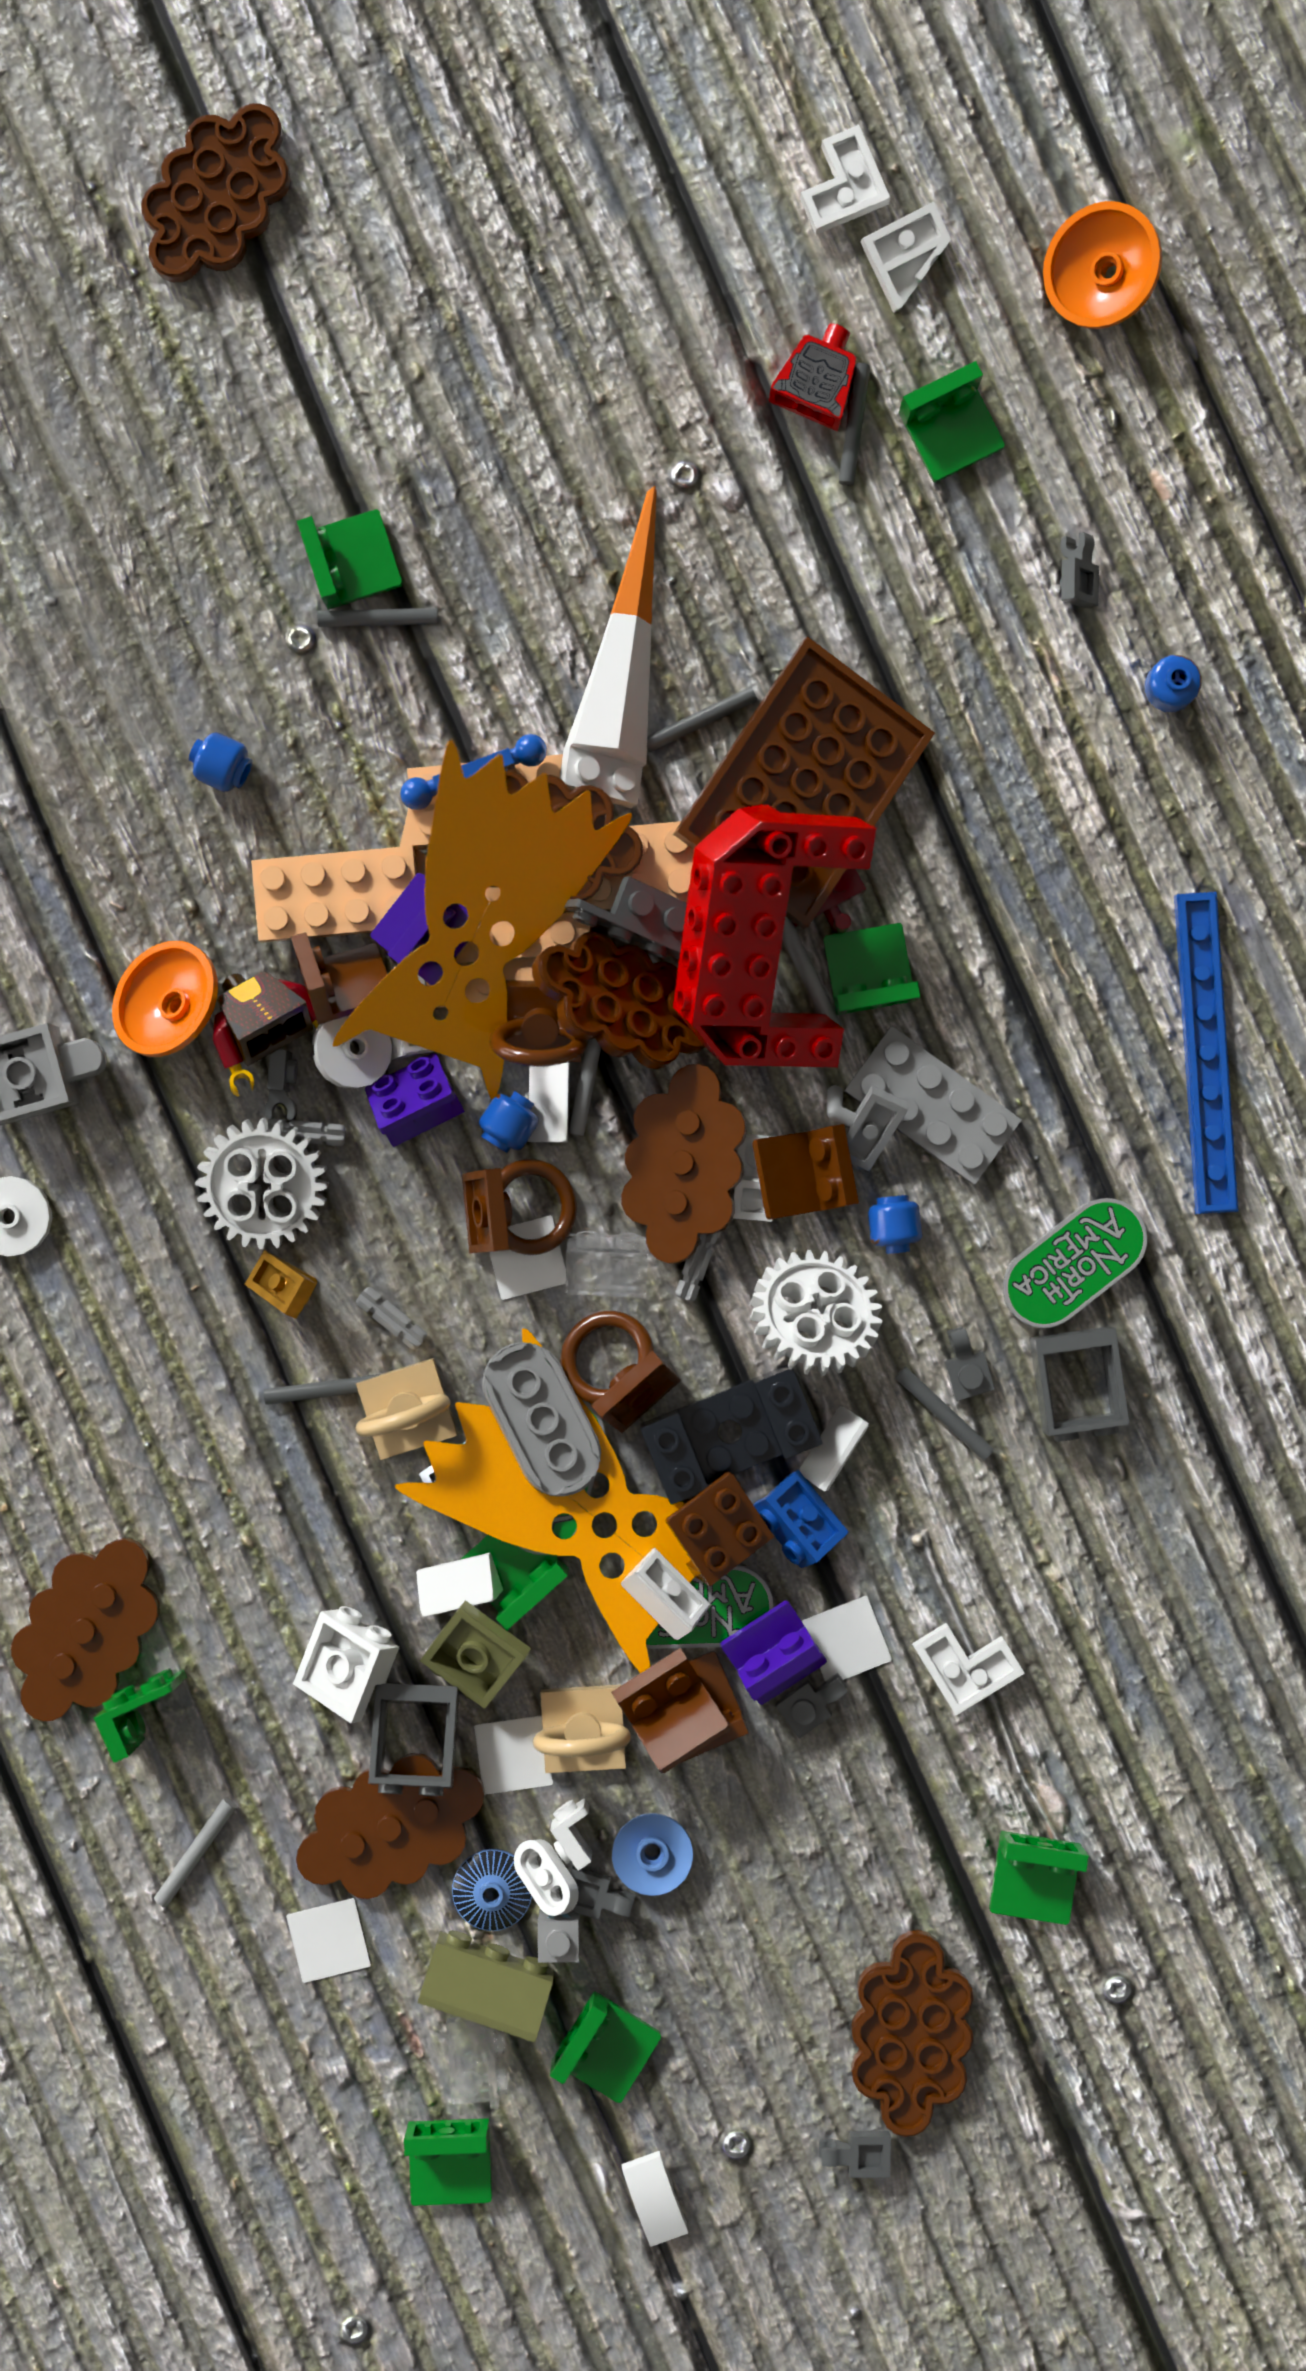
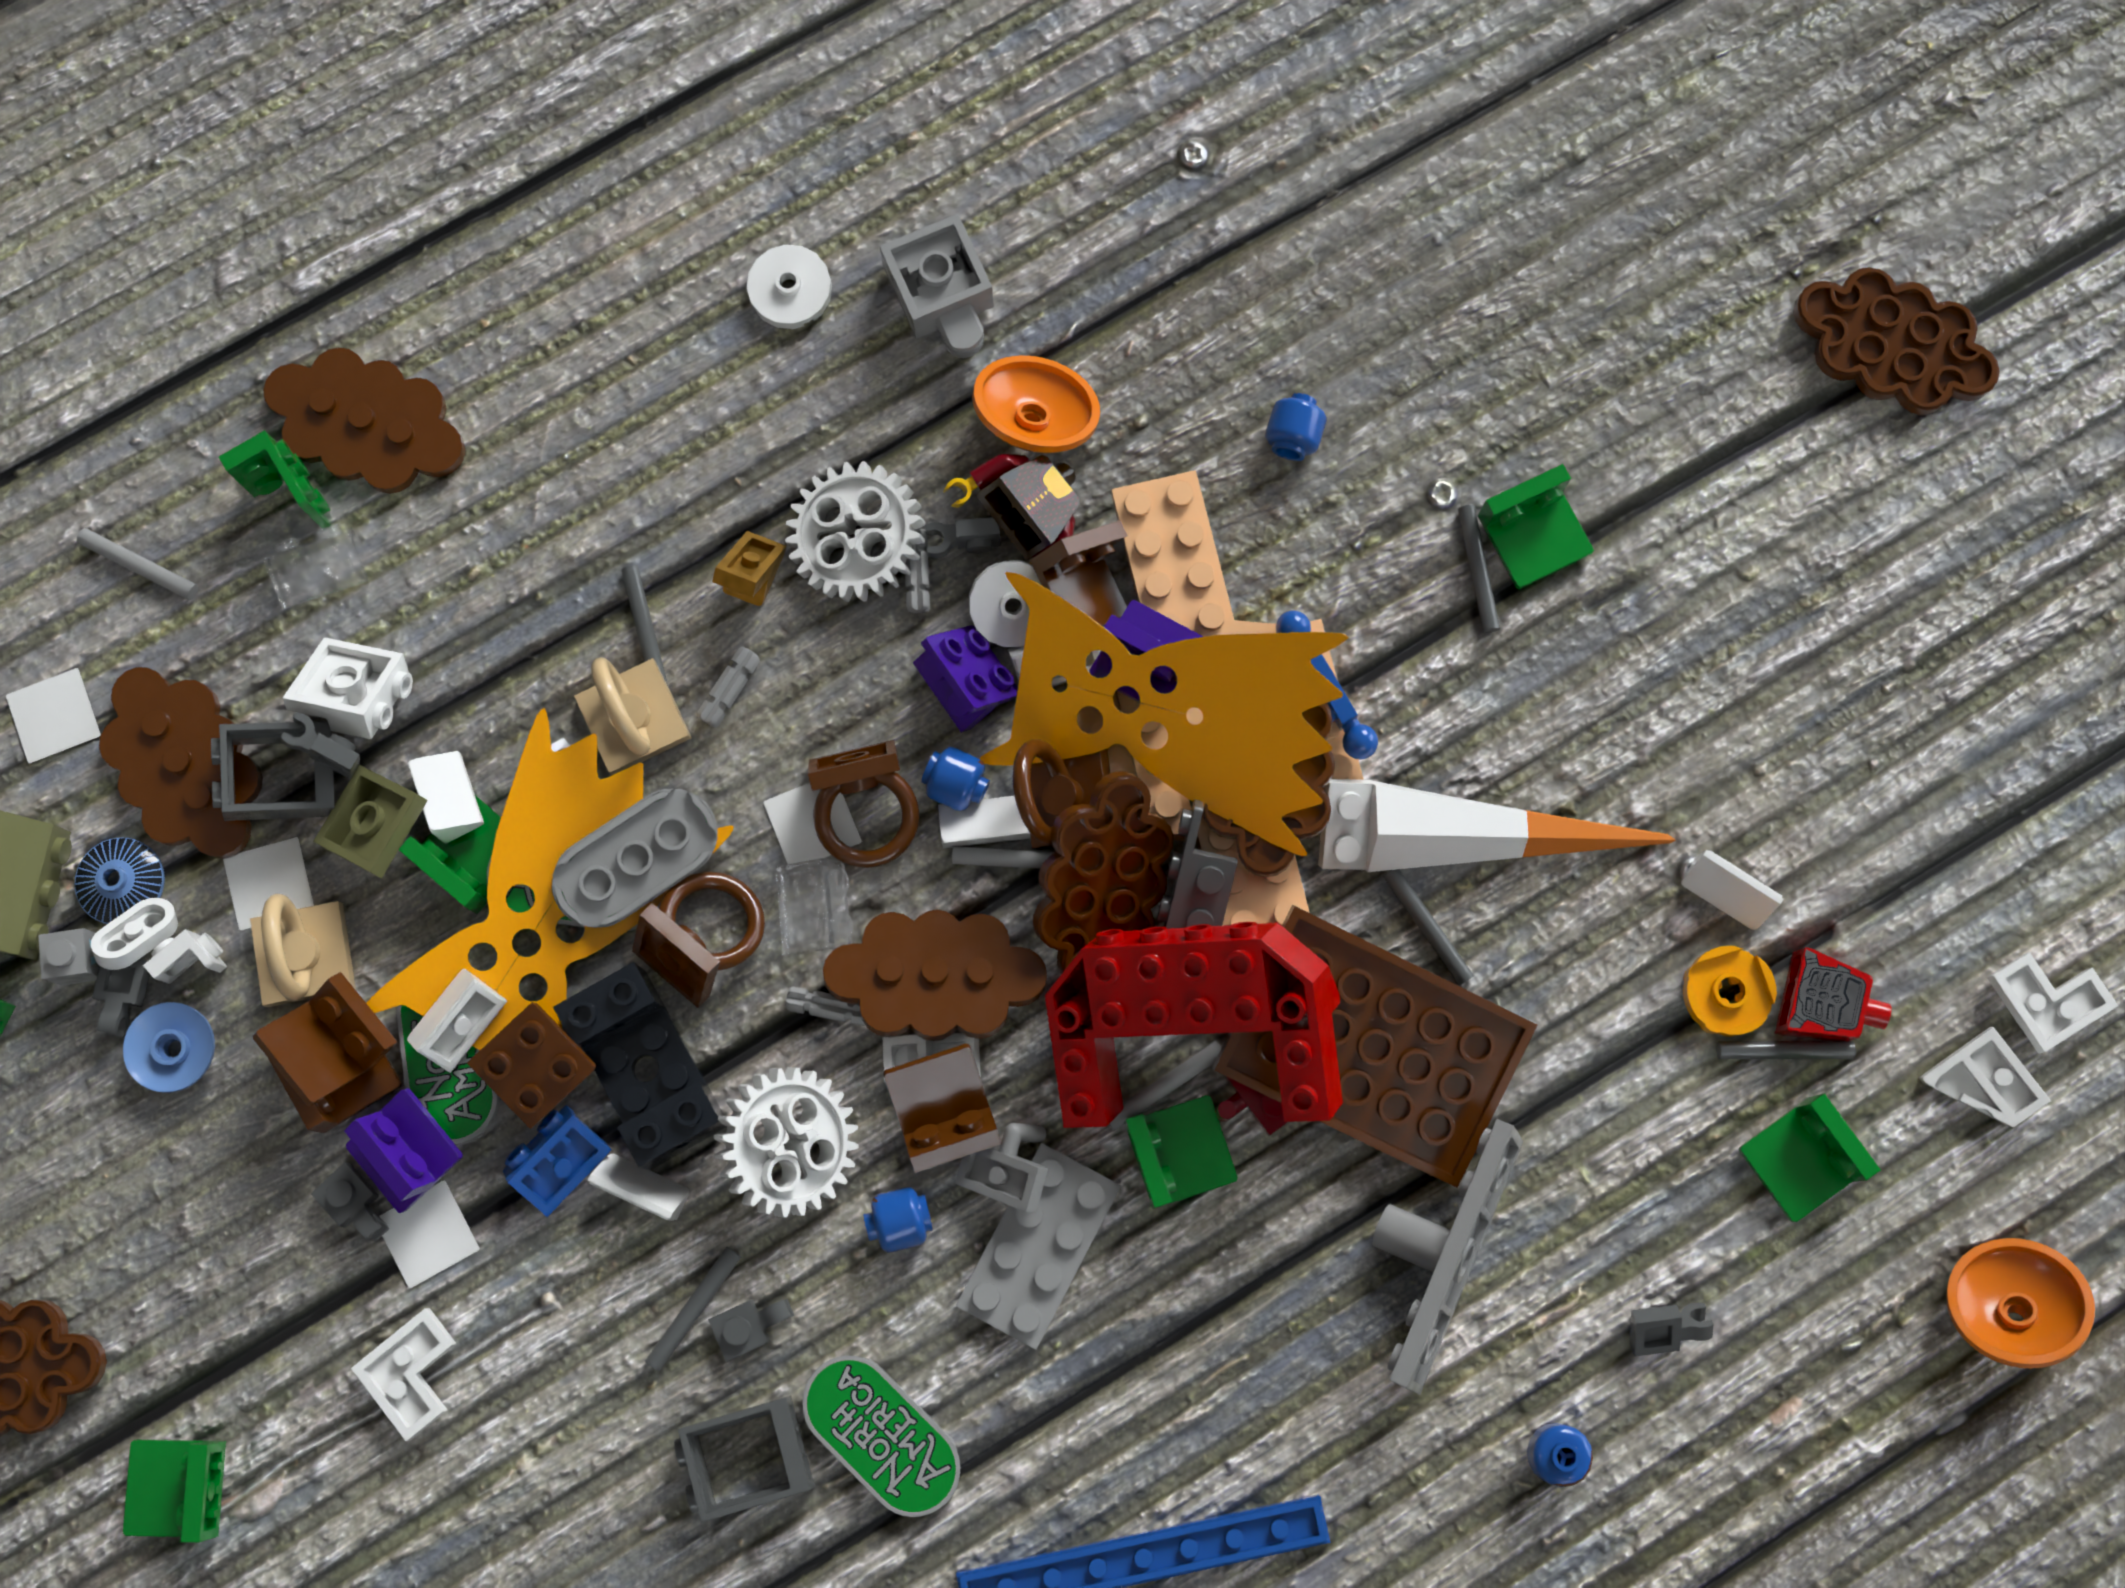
camera: 85 degrees right, 10 degrees down
(222, 1686) = (315, 566): none -> clear bracket
(408, 1681) = (332, 752): none -> dark grey plate
(707, 444) = (1731, 889): none -> white slope
(776, 452) = (1715, 1013): none -> light orange plate
(990, 753) = (1445, 1252): none -> light grey plate

